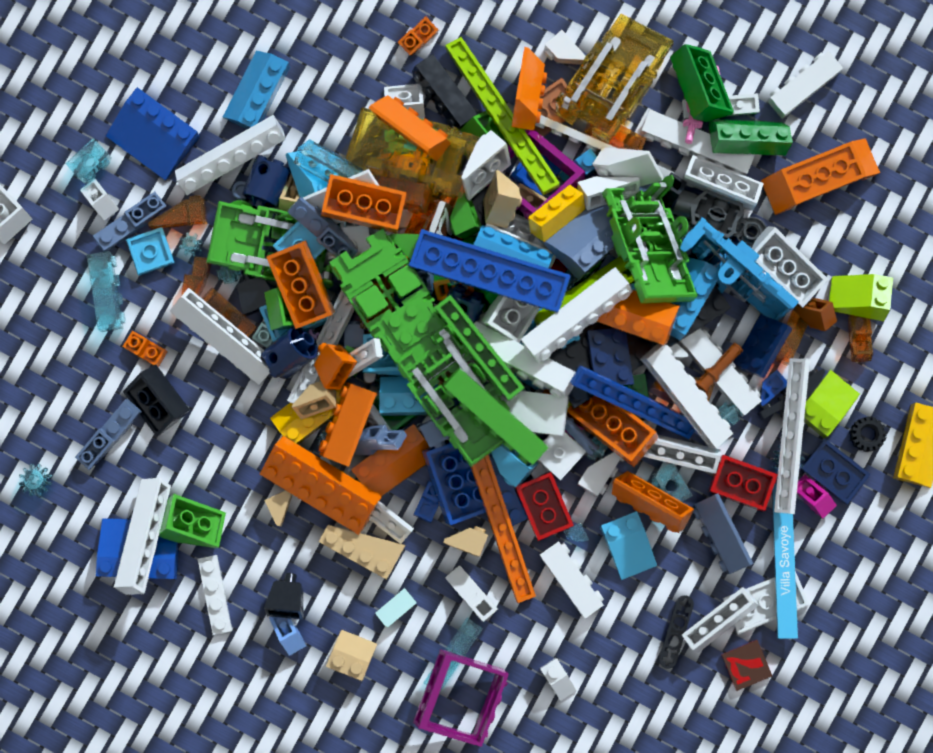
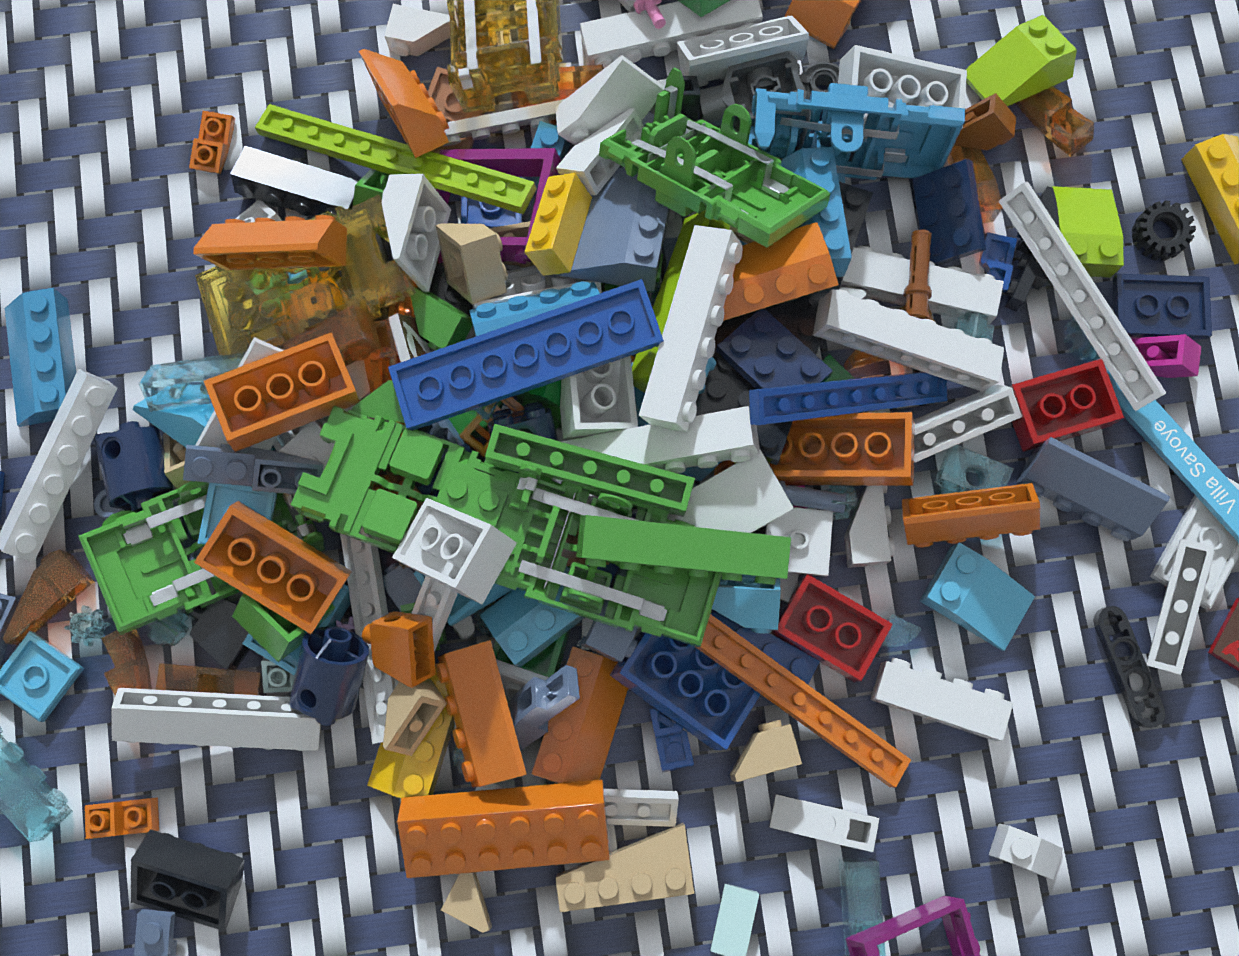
camera: 35 degrees left, 5 degrees down
(389, 340) = (455, 550): none -> white slope

